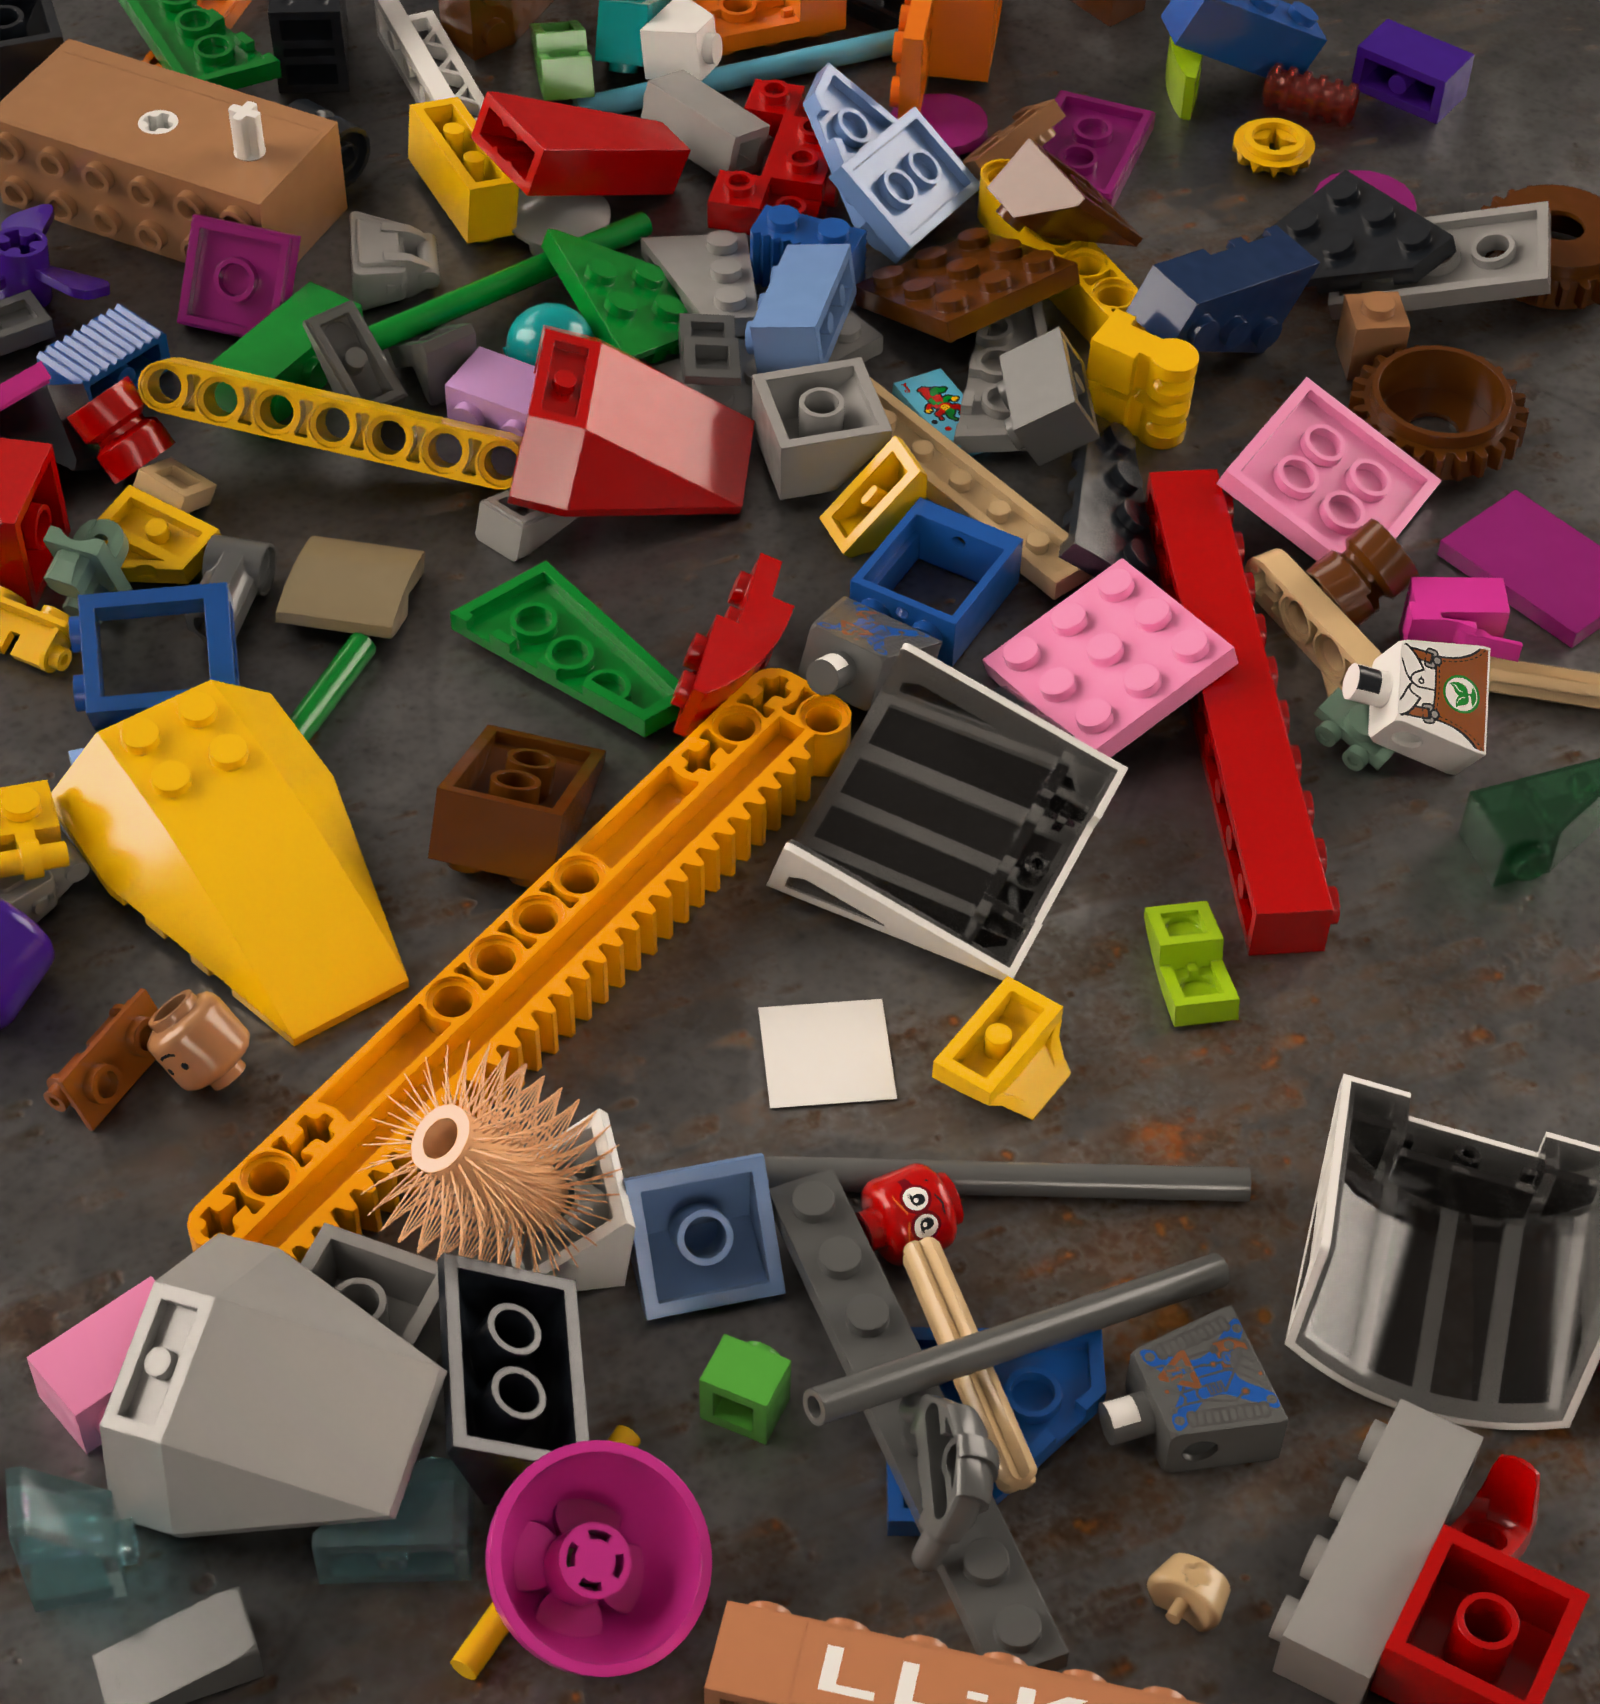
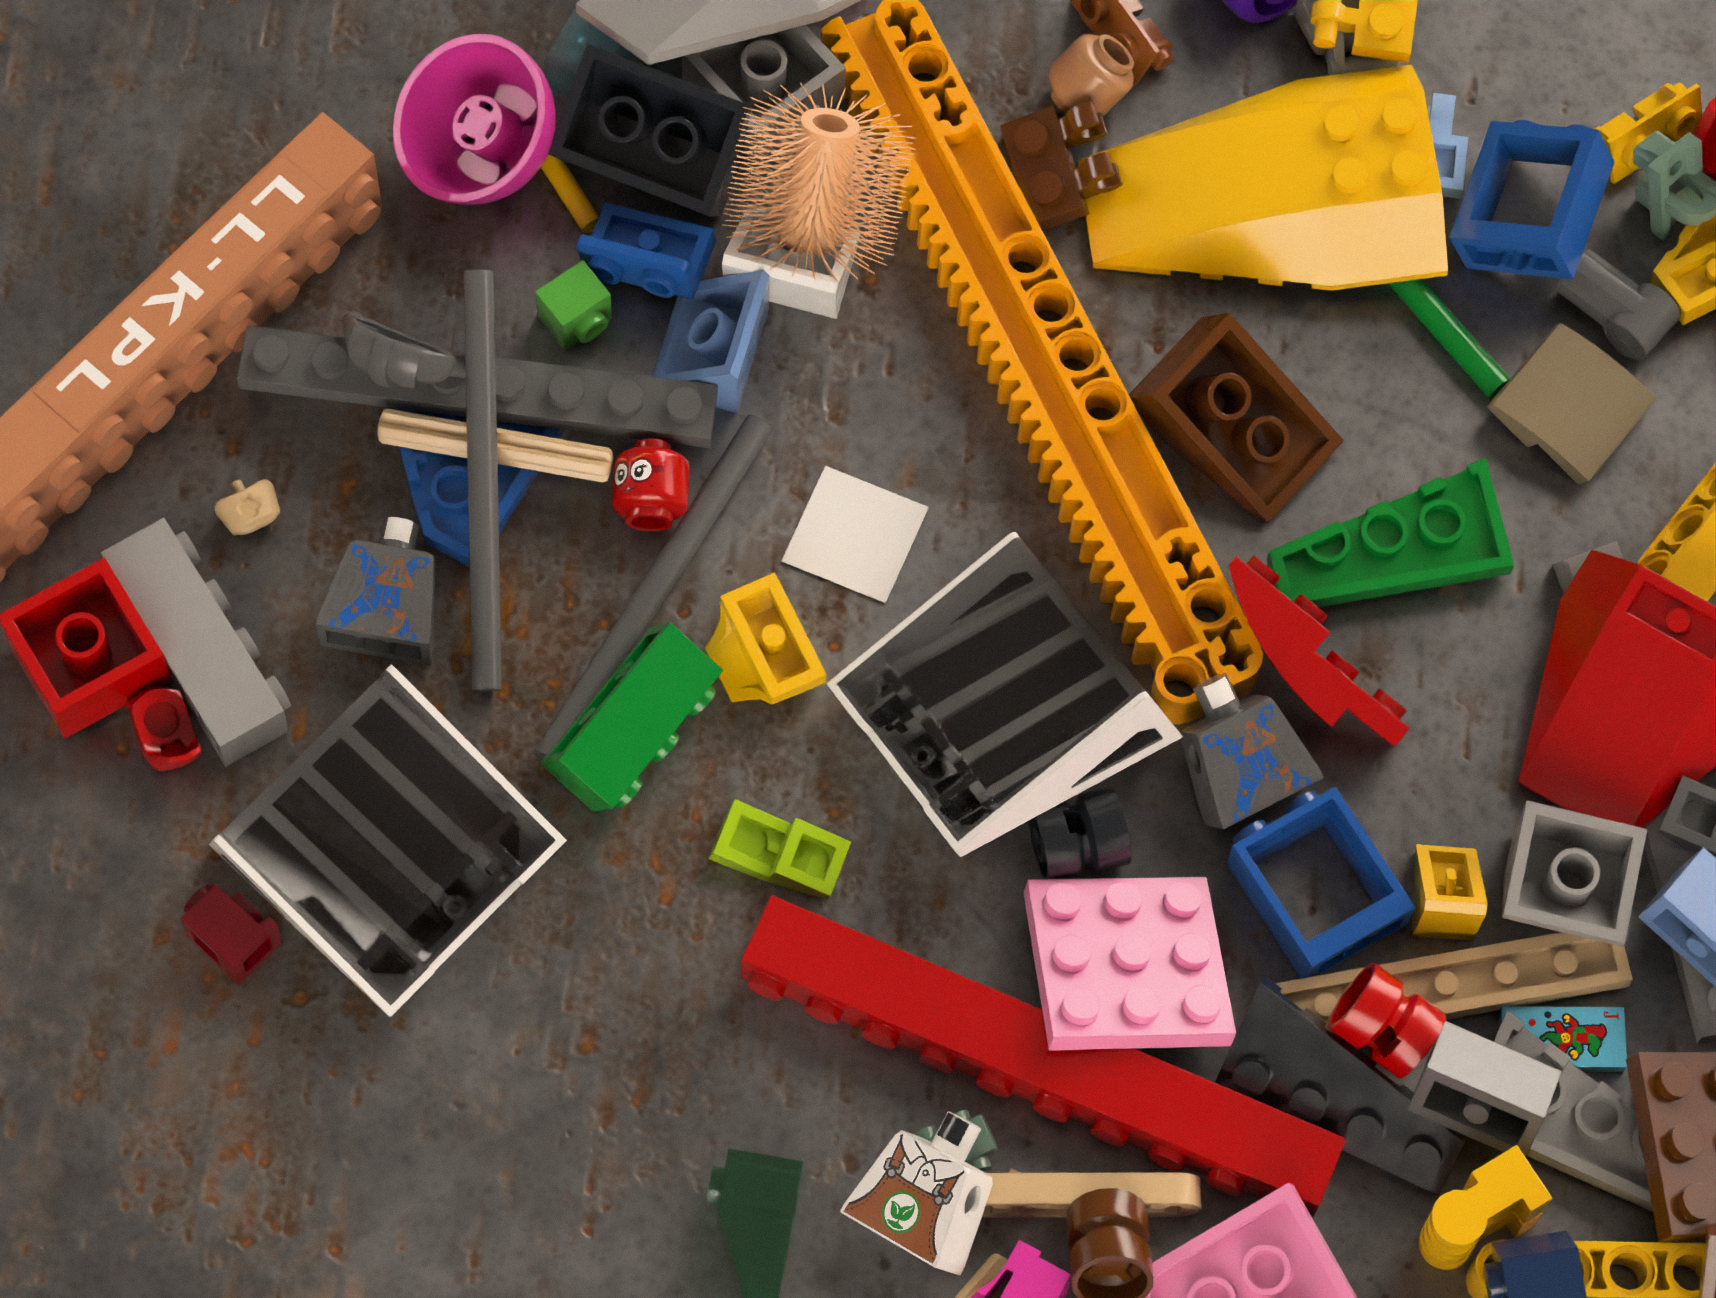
camera: 115 degrees right, 20 degrees up
(302, 1061) = (1045, 166): none -> reddish brown plate
(638, 1346) = (647, 251): none -> blue bracket
(1037, 472) = (1392, 1025): none -> red wheel
(1166, 1112) = (633, 718): none -> green brick

